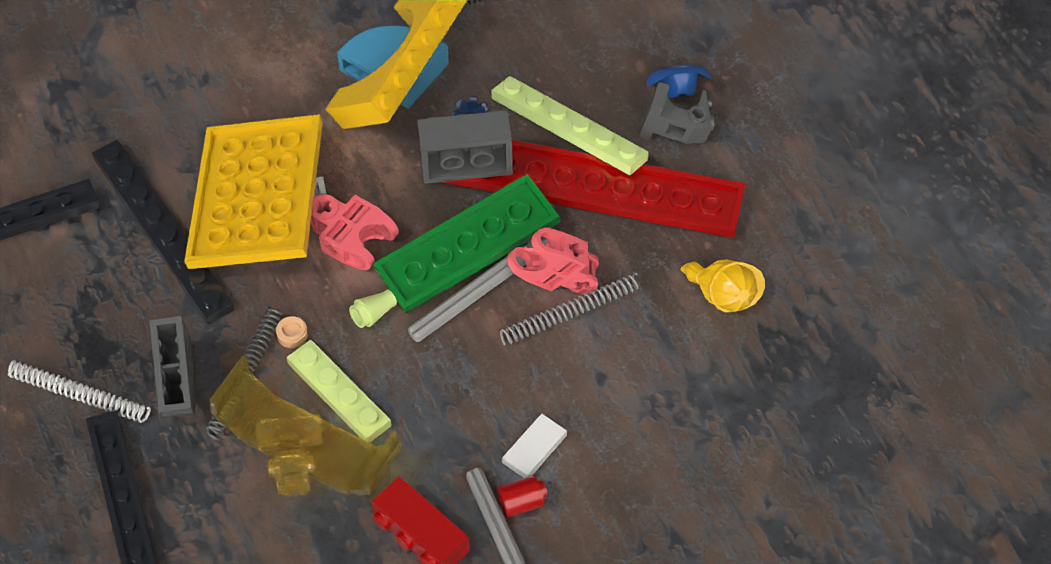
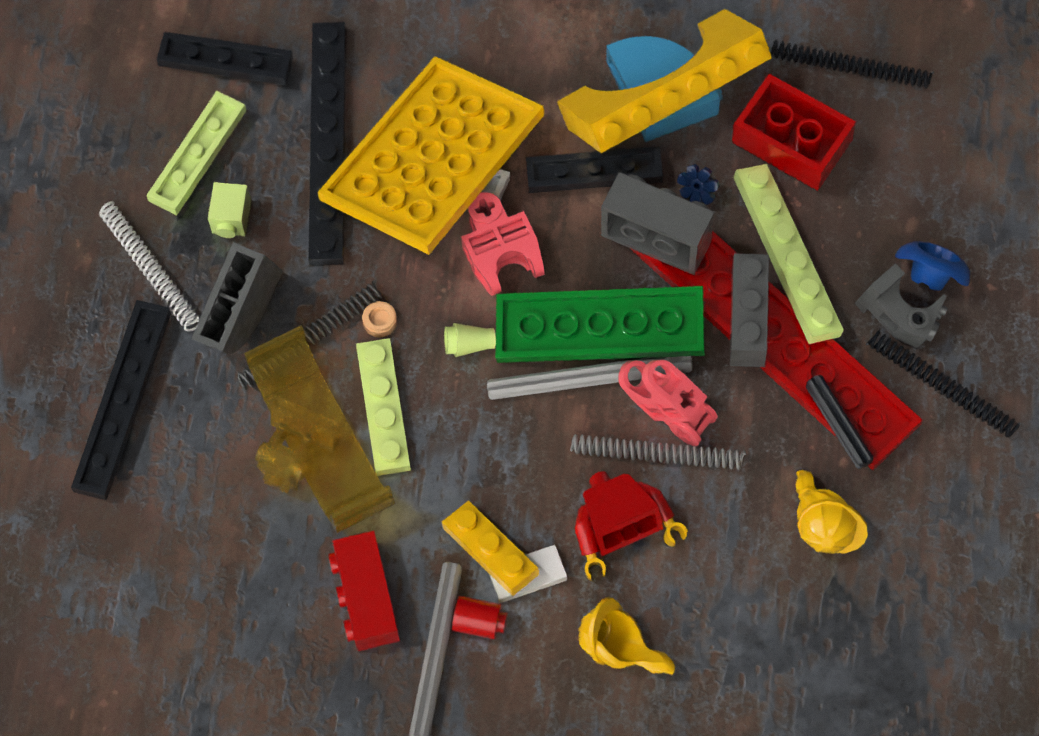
camera: 35 degrees right, 10 degrees up
(60, 290) = (196, 153): none -> yellowish green plate
(117, 315) = (229, 209): none -> yellowish green brick
(379, 146) = (592, 169): none -> black plate
(495, 442) = (490, 548): none -> yellow plate
(515, 43) = (793, 132): none -> red brick
(573, 172) = (749, 310): none -> dark grey brick
(577, 363) = (619, 514): none -> red torso
(632, 451) = (616, 640): none -> yellow piece
(690, 213) = (839, 422): none -> black axle
(731, 152) = (965, 402): none -> black piece

